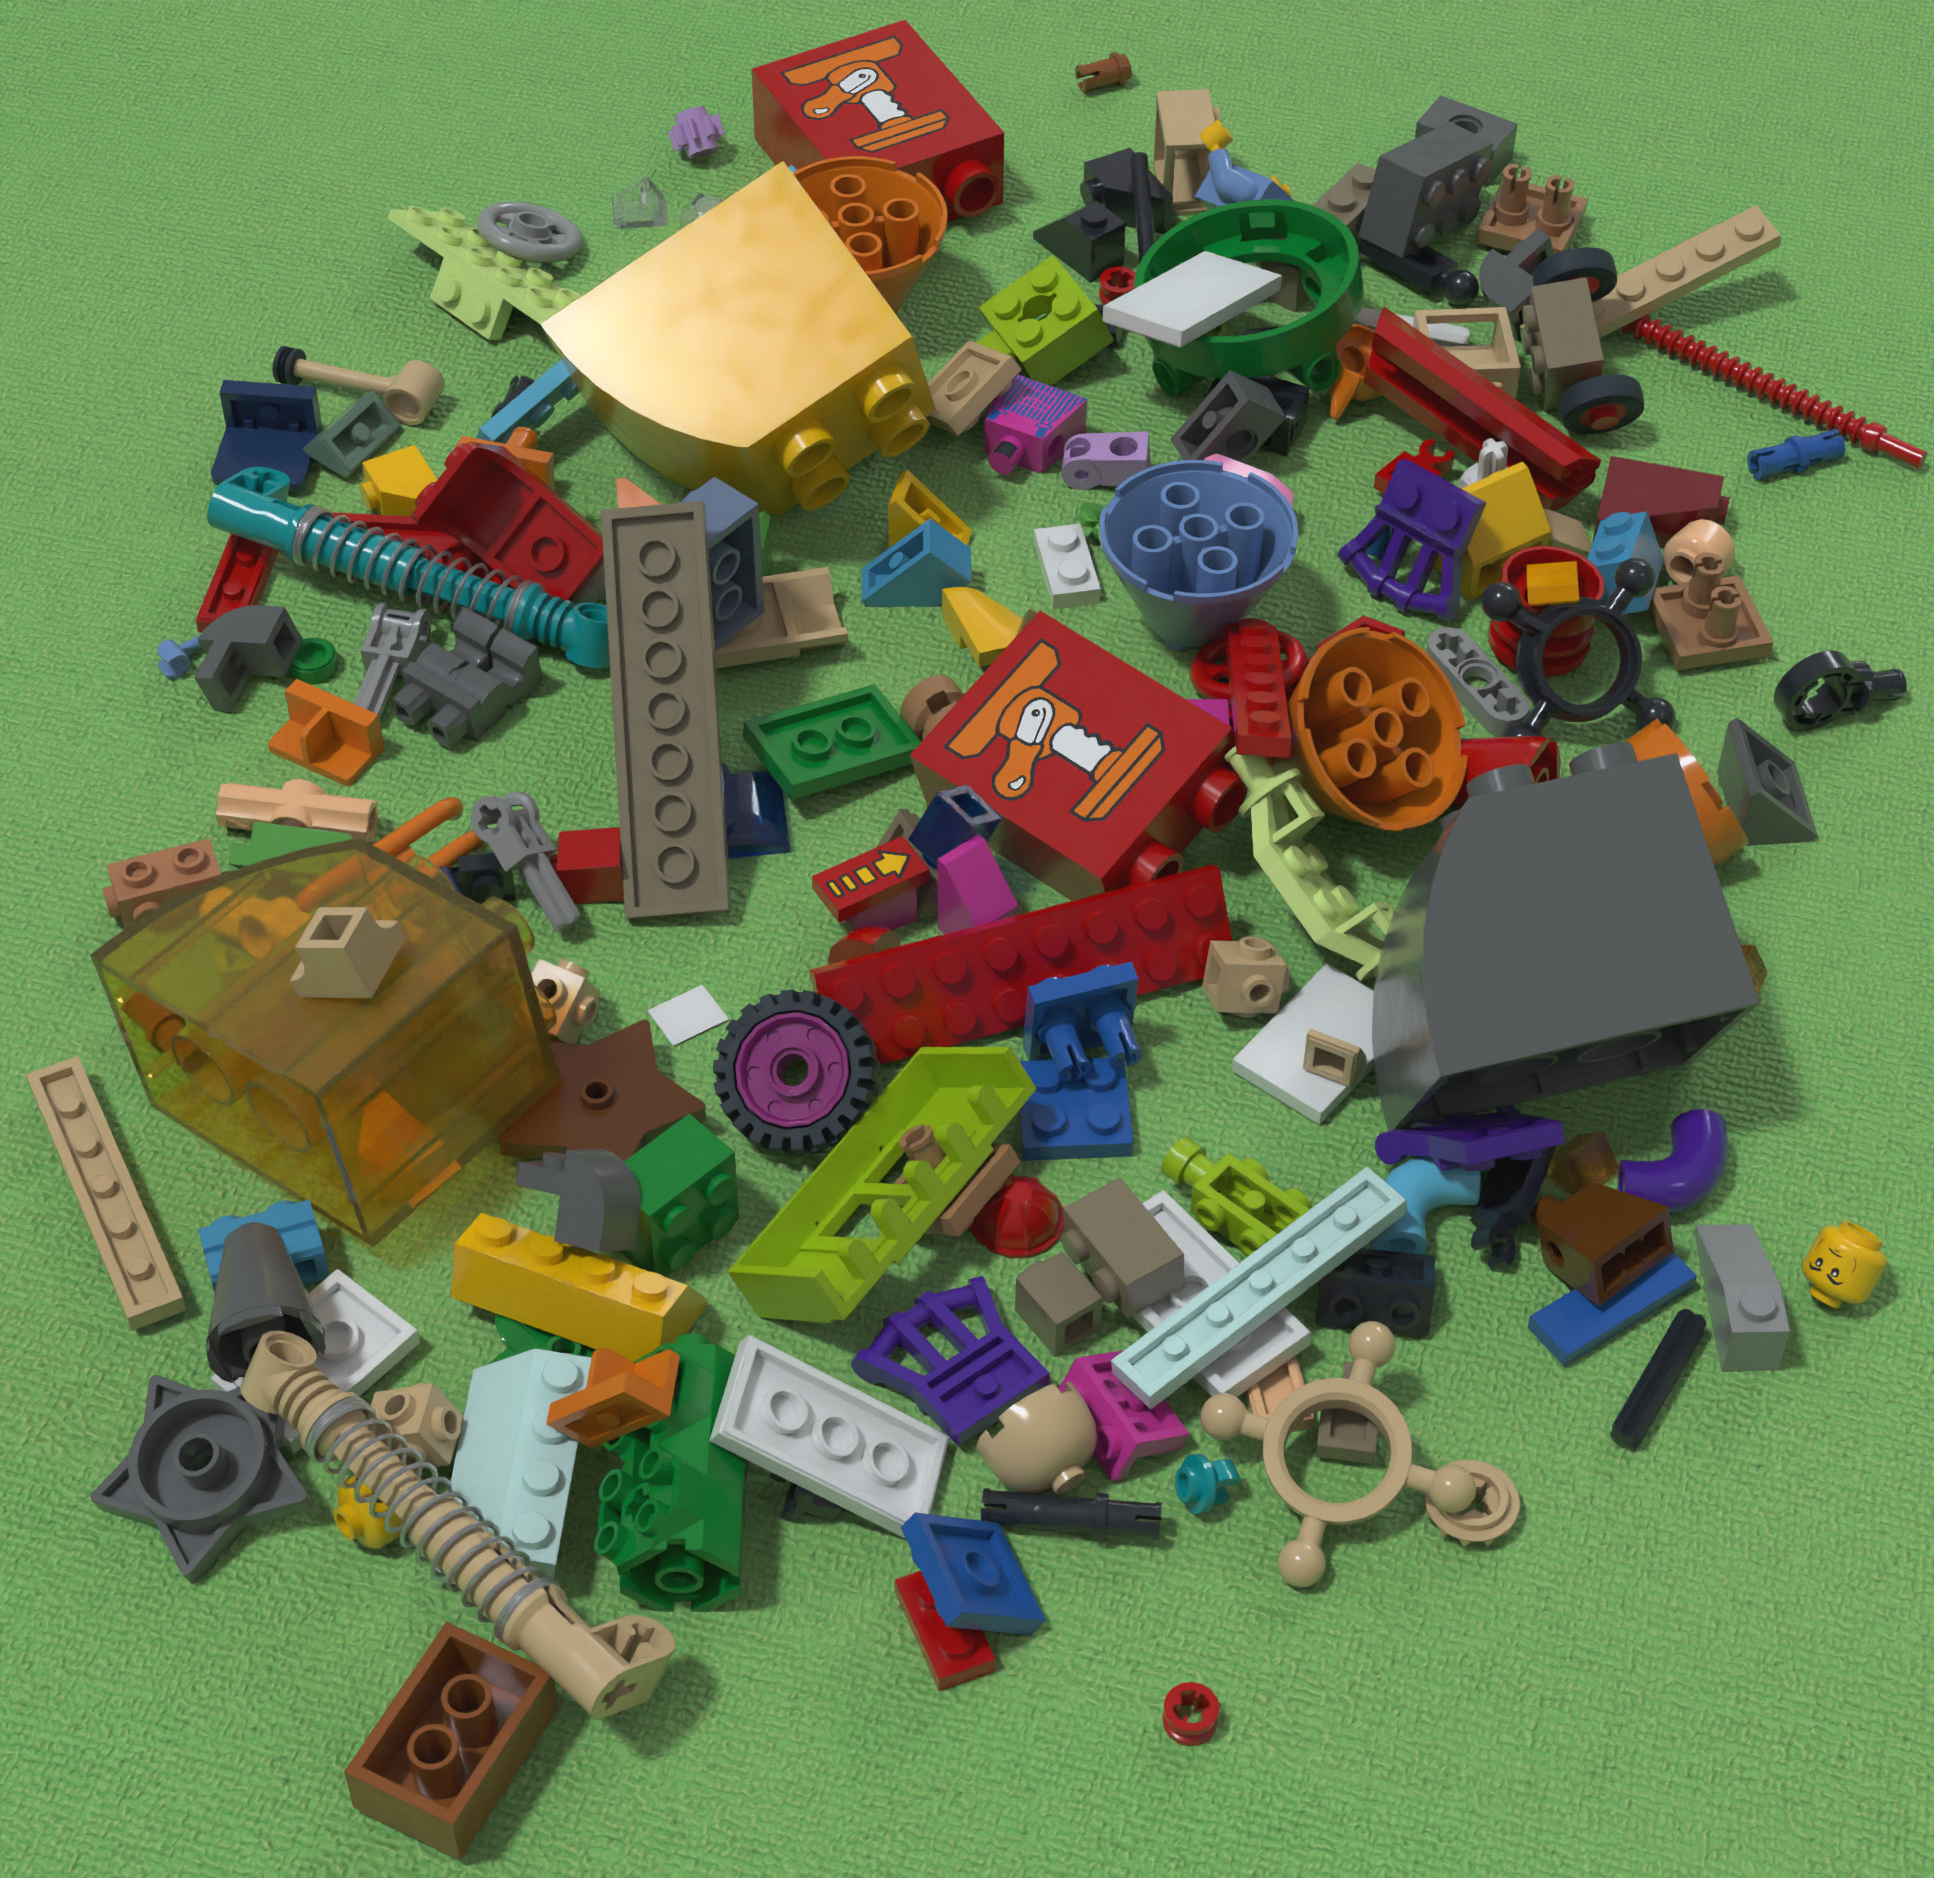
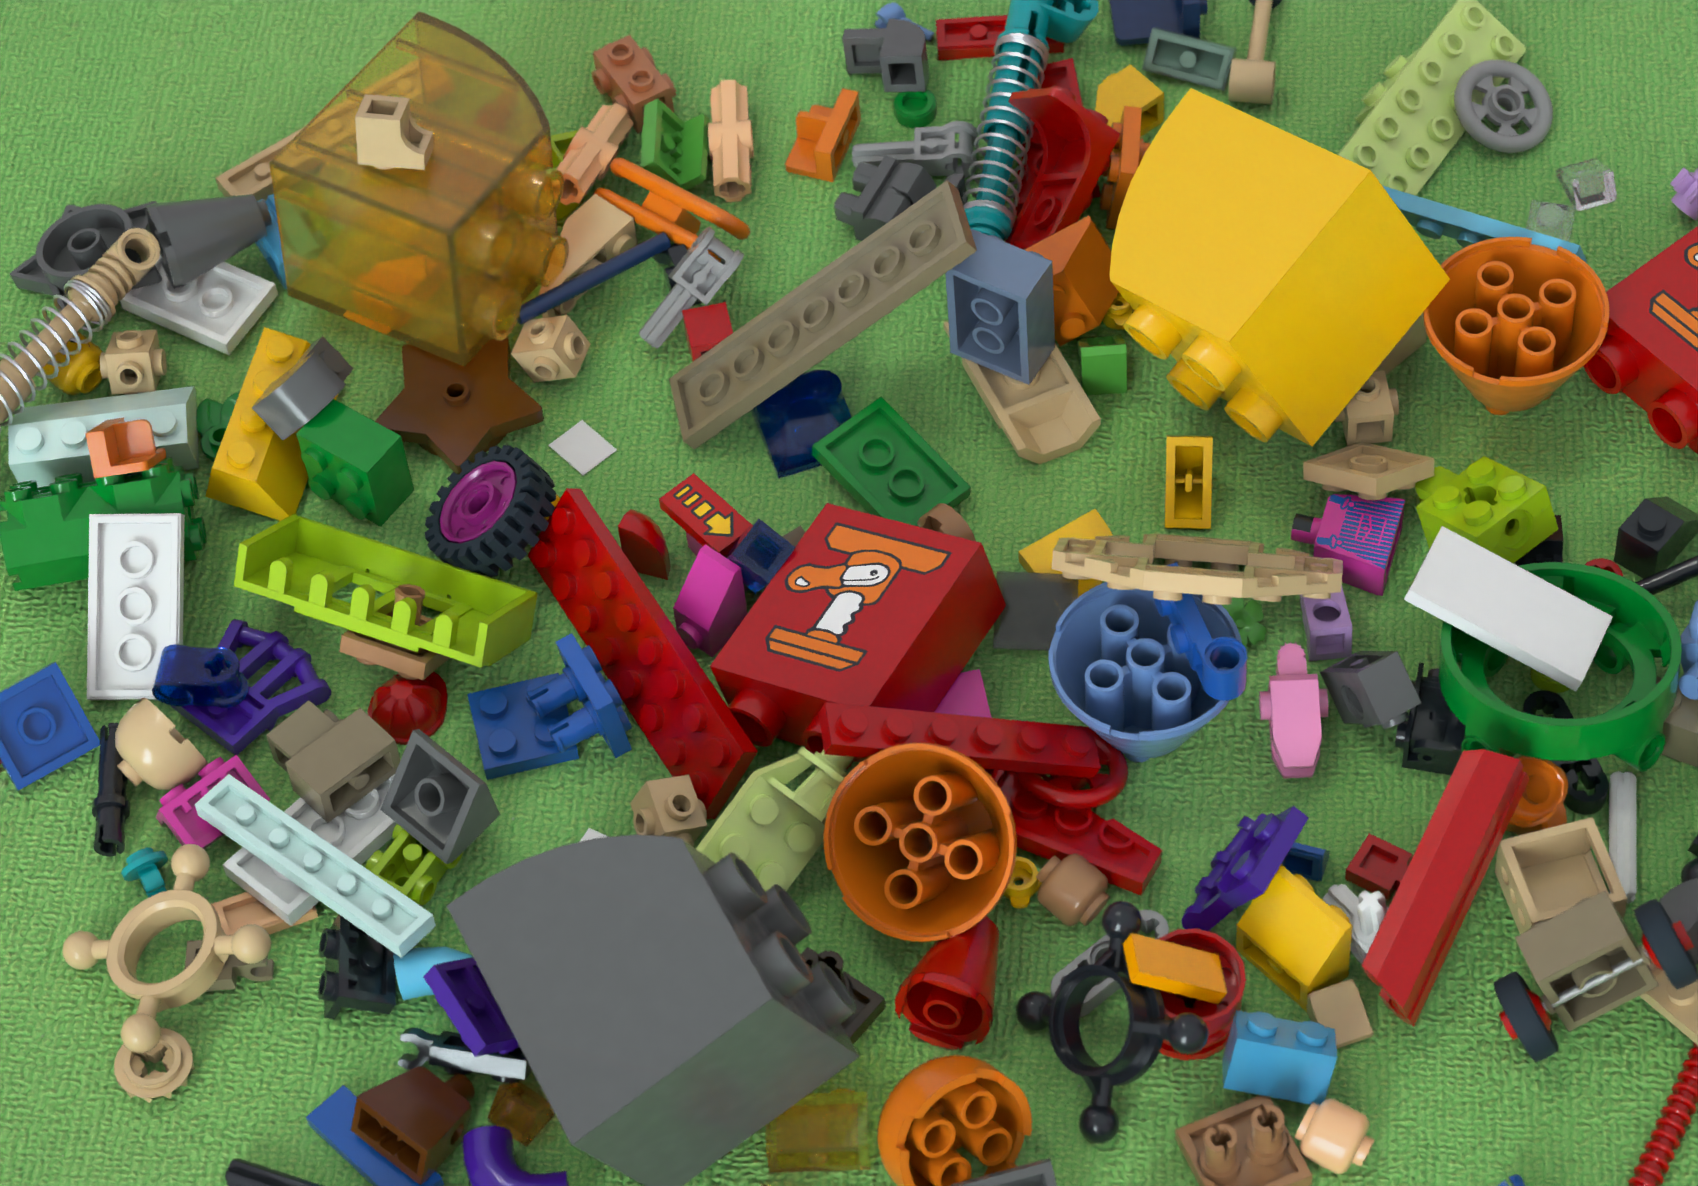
camera: 85 degrees right, 5 degrees up
(917, 569) = (1127, 494): dark azure slope -> none
(957, 1378) = (193, 677): none -> clear blue piece
(1020, 555) = (1265, 577): none -> tan plate
(1202, 474) = (1204, 653): none -> blue plate
(1209, 1144) = (438, 799): none -> dark grey slope
(1666, 493) = (1397, 1087): dark red slope -> none

